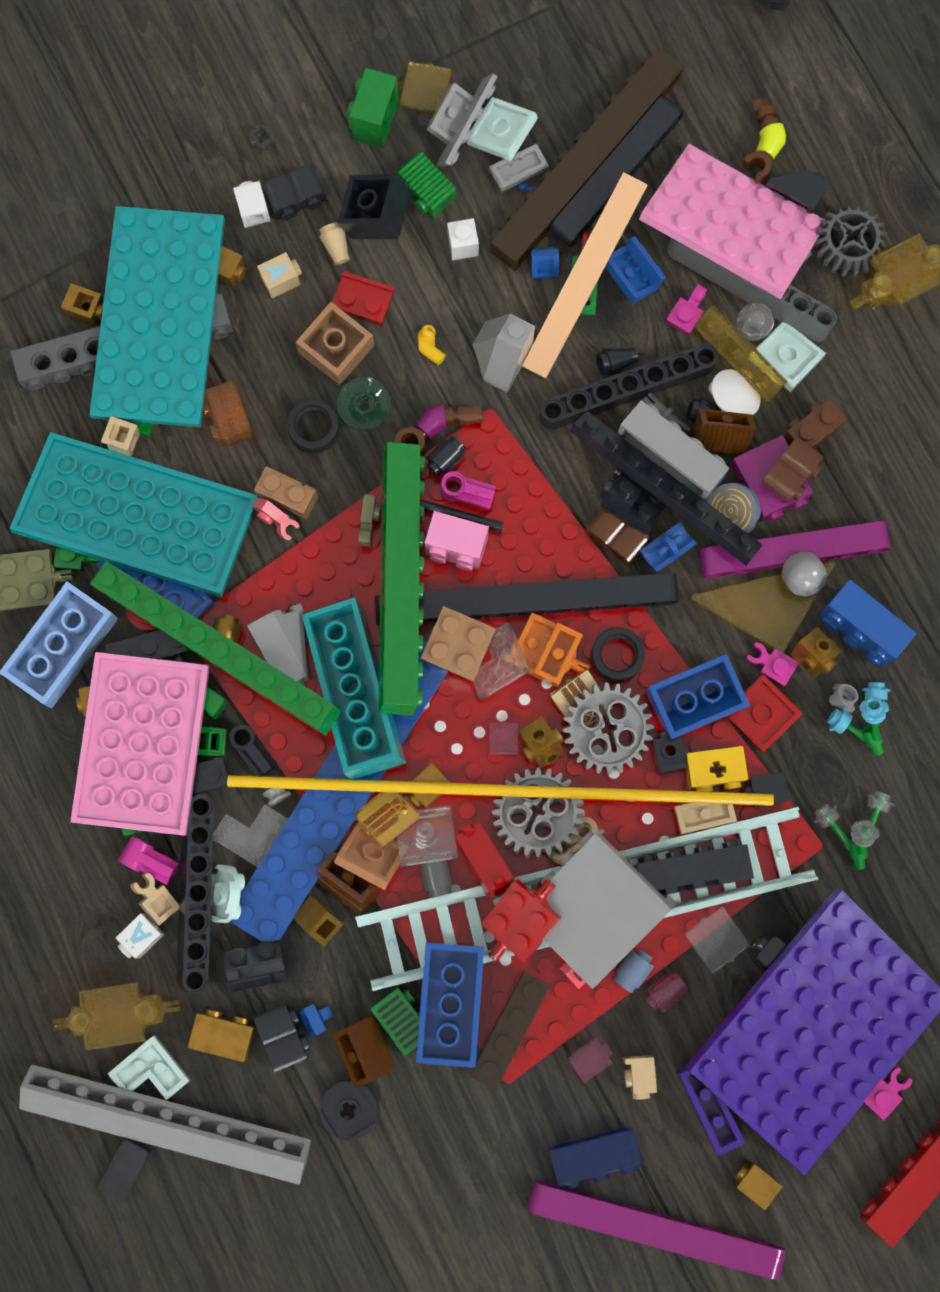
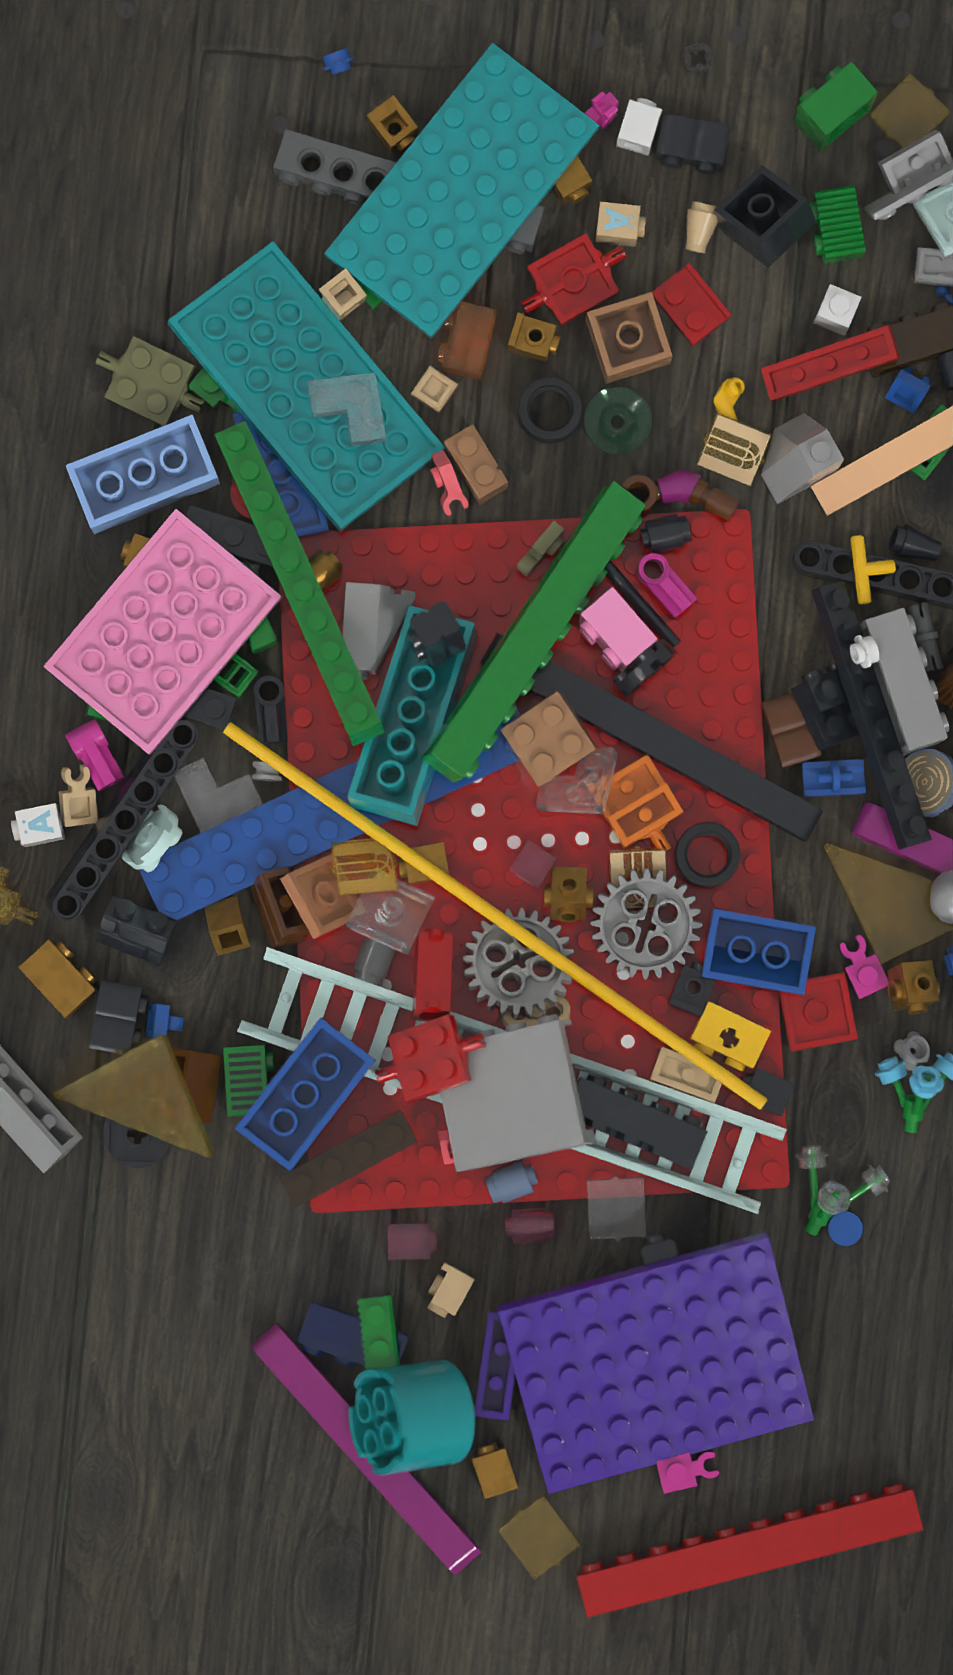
camera: 30 degrees right, 5 degrees up
(19, 287) = (338, 61): none -> blue plate
(176, 499) = (354, 396): none -> clear plate
(220, 204) = (603, 109): none -> dark pink plate
(225, 462) = (434, 389): none -> tan tile
(269, 394) = (521, 344): none -> pearl gold brick
(272, 330) = (573, 279): none -> red plate
(333, 620) = (436, 635): none -> black brick
(336, 1080) = (145, 1094): none -> clear yellow tile
(454, 373) = (734, 449): none -> piece
(482, 274) = (830, 363): none -> red plate
(492, 551) = (645, 667): none -> black plate
(595, 395) = (864, 569): none -> yellow piece
(612, 1141) = (378, 1332): none -> green brick
(634, 445) = (864, 651): none -> white plate
(677, 1187) = (412, 1416): none -> teal brick
(817, 1211) = (538, 1537): none -> clear yellow piece
(882, 850) = (845, 1228): none -> blue tile

